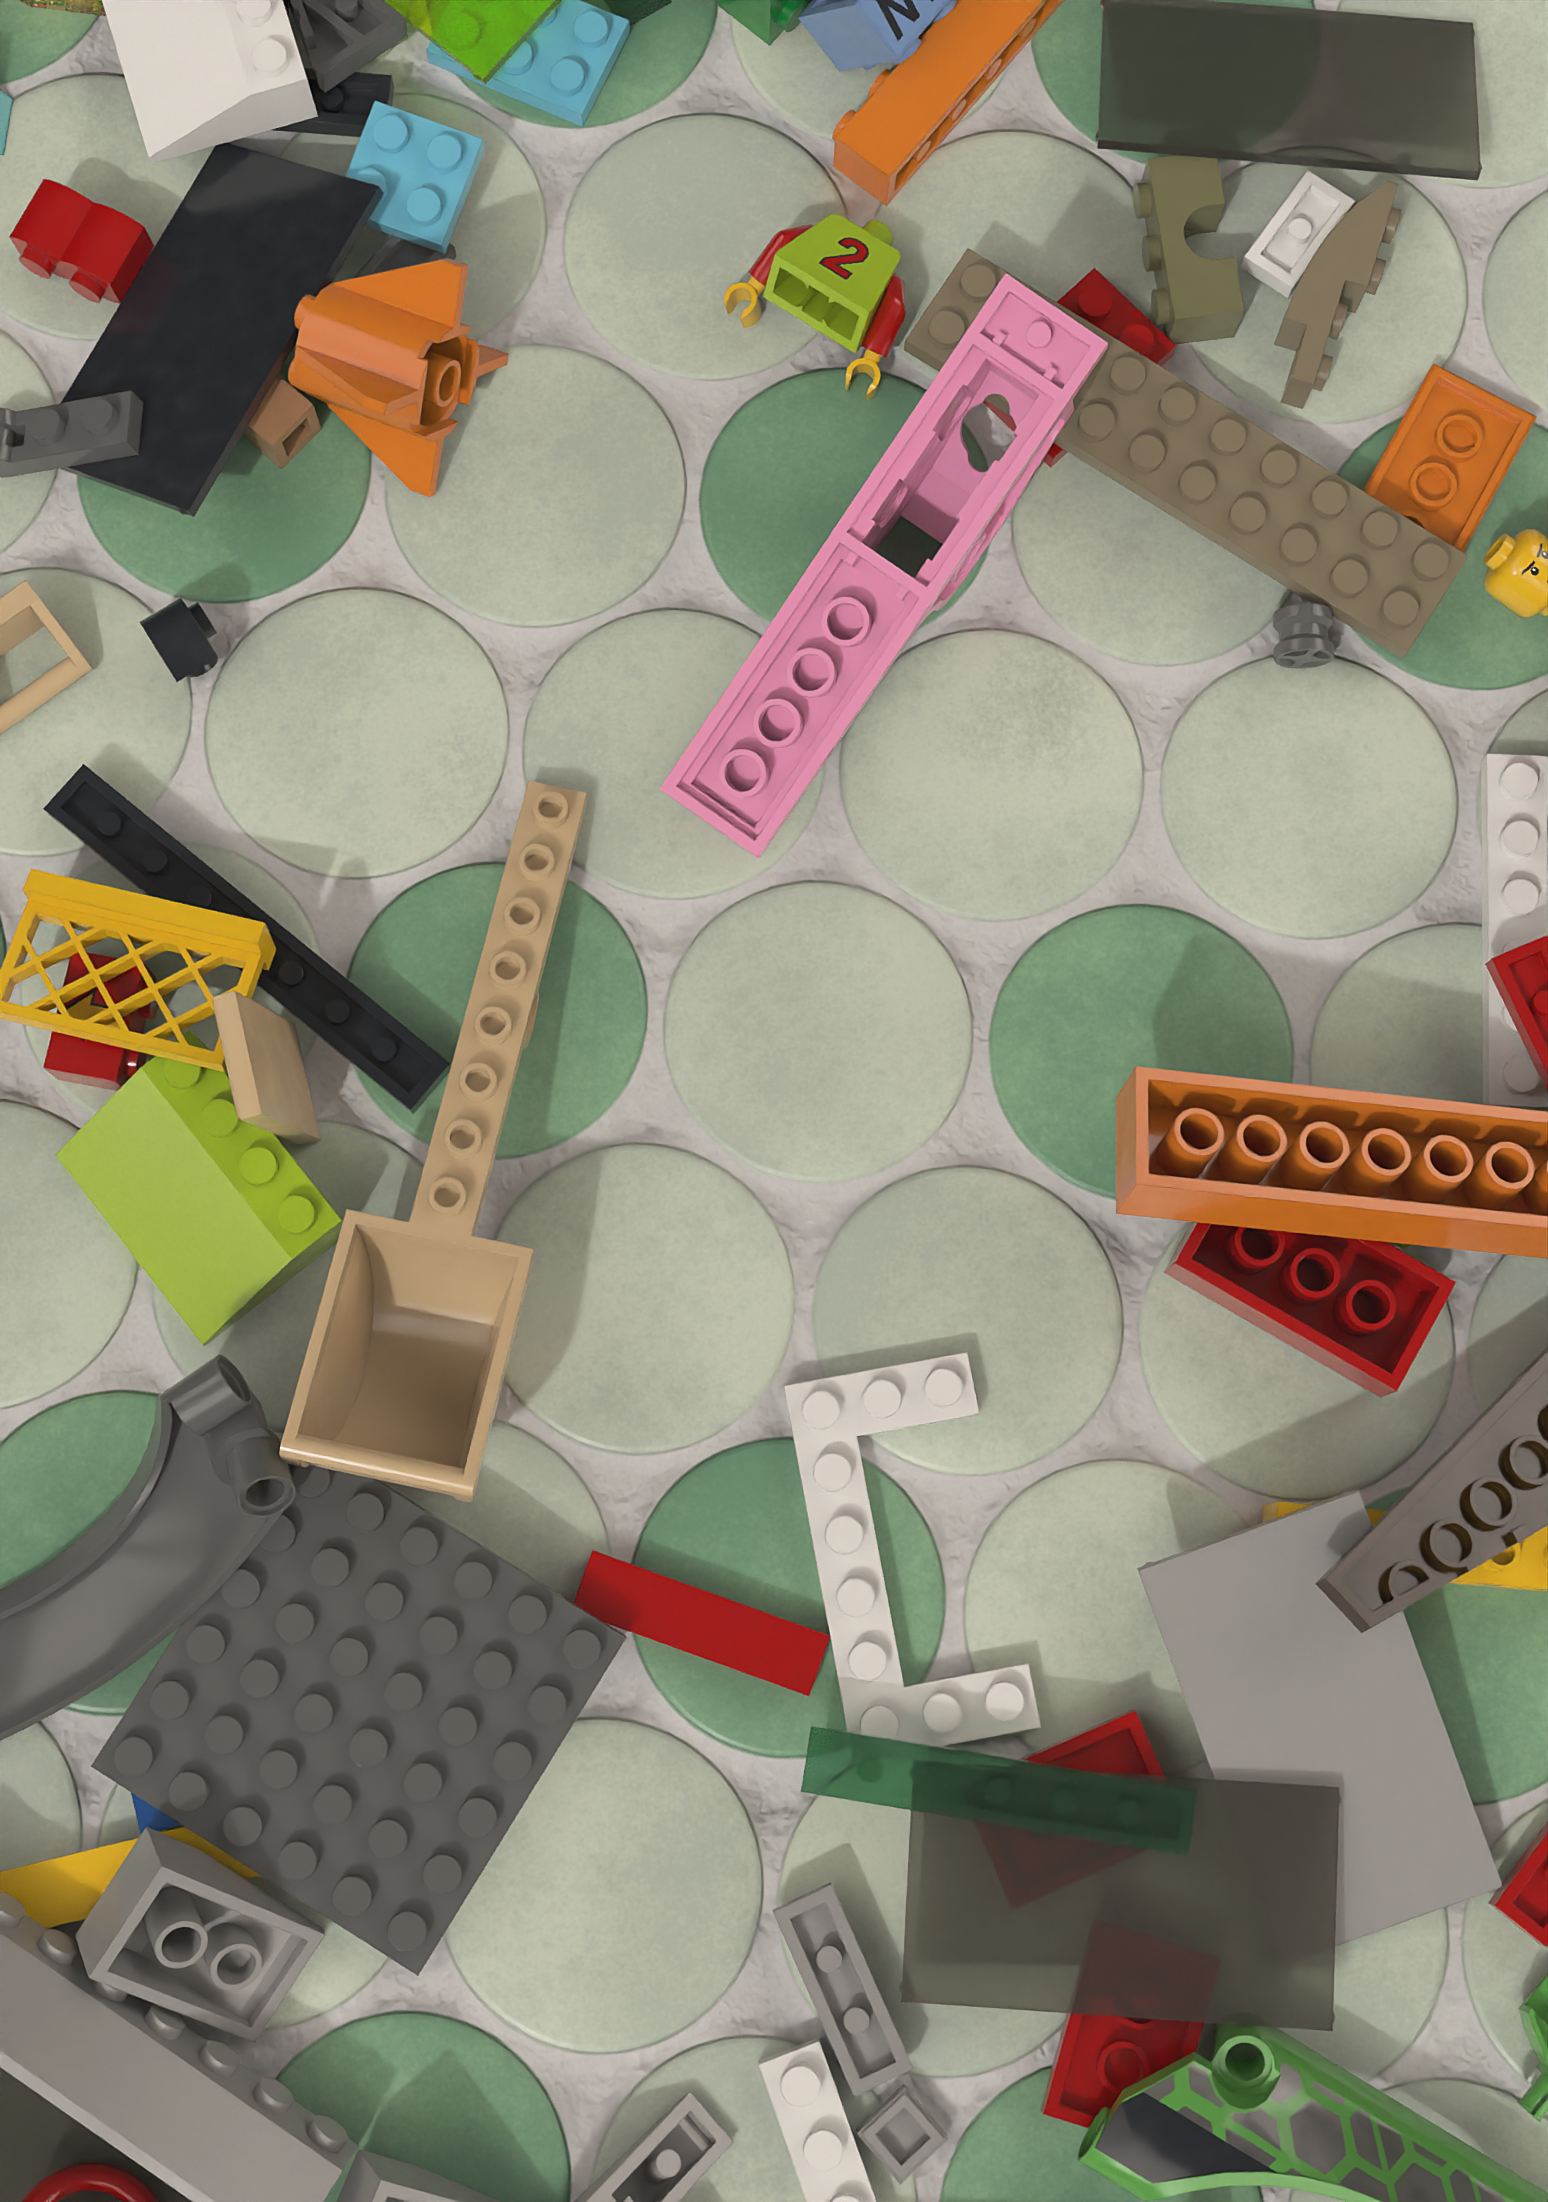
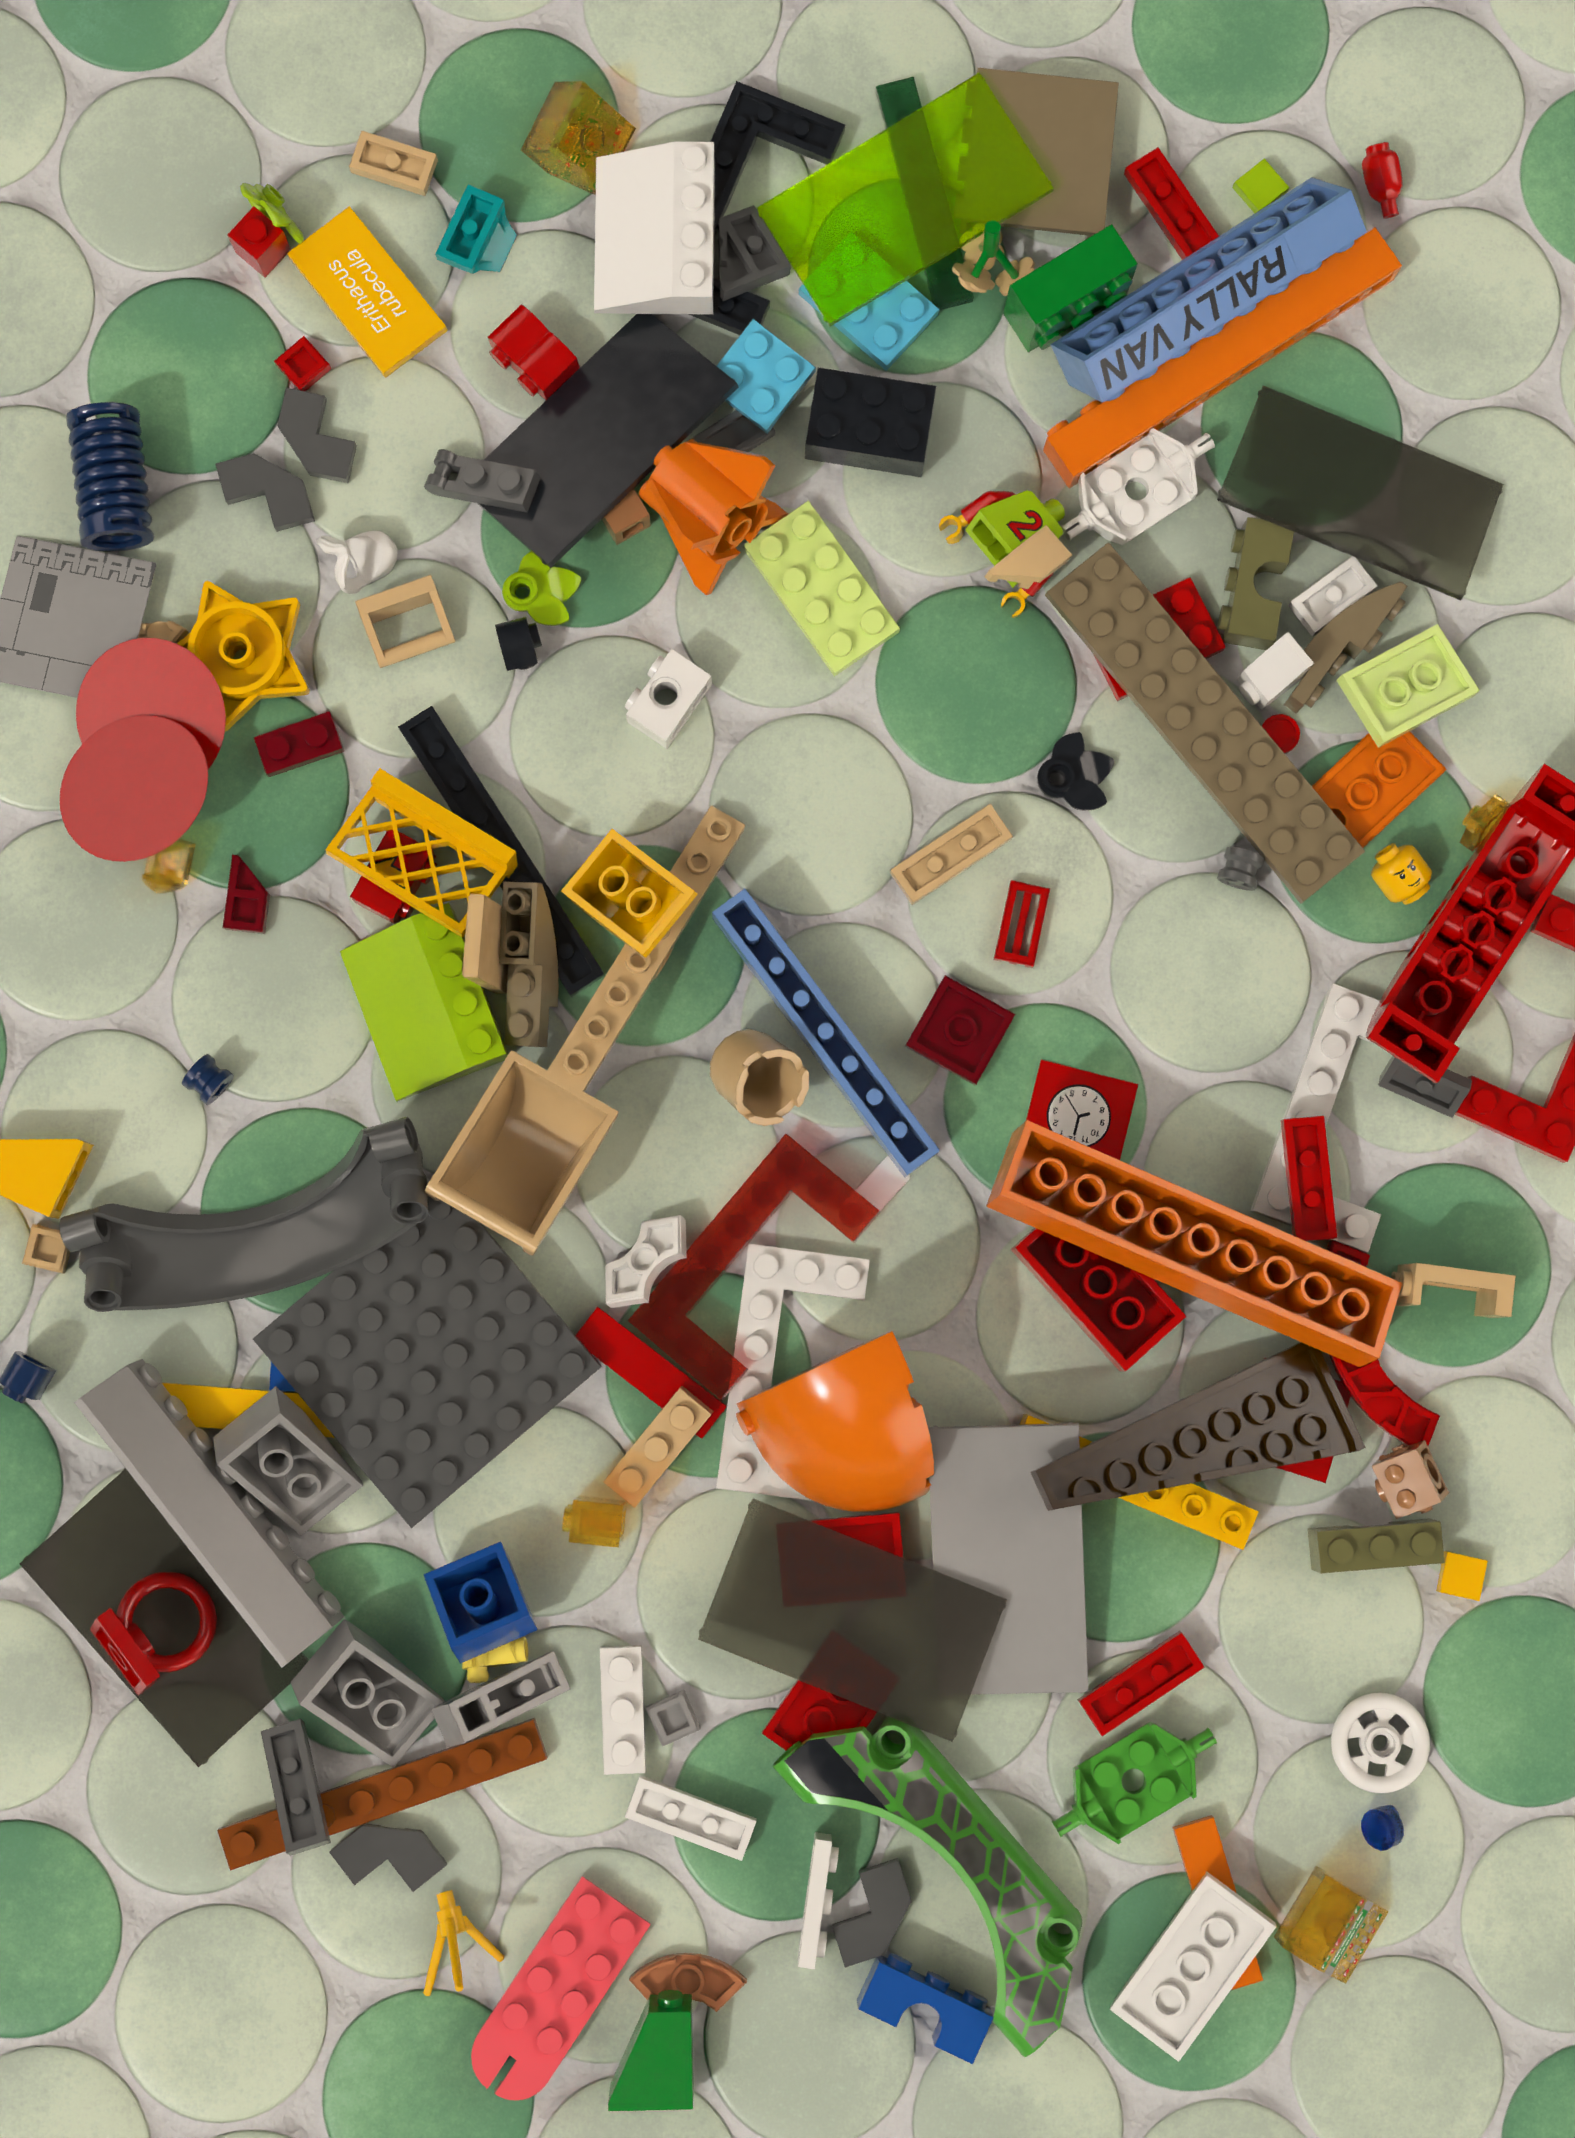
camera: 15 degrees right, 5 degrees up
(201, 554) = (547, 590): none -> lime plate
(343, 1086) = (532, 962): none -> dark tan slope
(421, 685) = (665, 721): none -> white brick
(448, 933) = (628, 893): none -> yellow slope
(556, 2056) = (480, 1602): none -> blue brick
(583, 193) = (869, 422): none -> black brick
(588, 439) = (821, 588): none -> yellowish green plate
(610, 2121) = (507, 1654): none -> light yellow arm
(631, 1486) = (633, 1275): none -> white tile
(691, 1873) = (595, 1521): none -> clear yellow brick
(695, 1522) = (782, 1172): none -> clear red plate
(722, 1135) = (759, 1076): none -> tan cylinder
(748, 1729) = (658, 1446): none -> tan plate
(797, 1046) = (825, 1033): none -> medium blue brick
(842, 1989) = (665, 1620): light grey plate -> none
(857, 607) = (955, 763): bright pink piece -> none
(870, 299) = (1031, 560): none -> tan slope
(891, 743) = (951, 854): none -> tan plate
(941, 1254) = (882, 1184): none -> white sticker
(987, 984) = (960, 1030): none -> dark red plate
(996, 133) = (1158, 464): none -> white plate
(999, 1790) = (798, 1533): clear green tile -> none
(1022, 1608) = (846, 1430): none -> orange brick
(1027, 858) = (1014, 957): none -> red tile
(1033, 576) = (1080, 772): none -> black plate
(1195, 1030) = (1083, 1106): none -> sticker
(1258, 351) = (1274, 672): none -> white slope
(1296, 432) = (1283, 731): none -> red piece
(1444, 318) = (1407, 685): none -> yellowish green plate

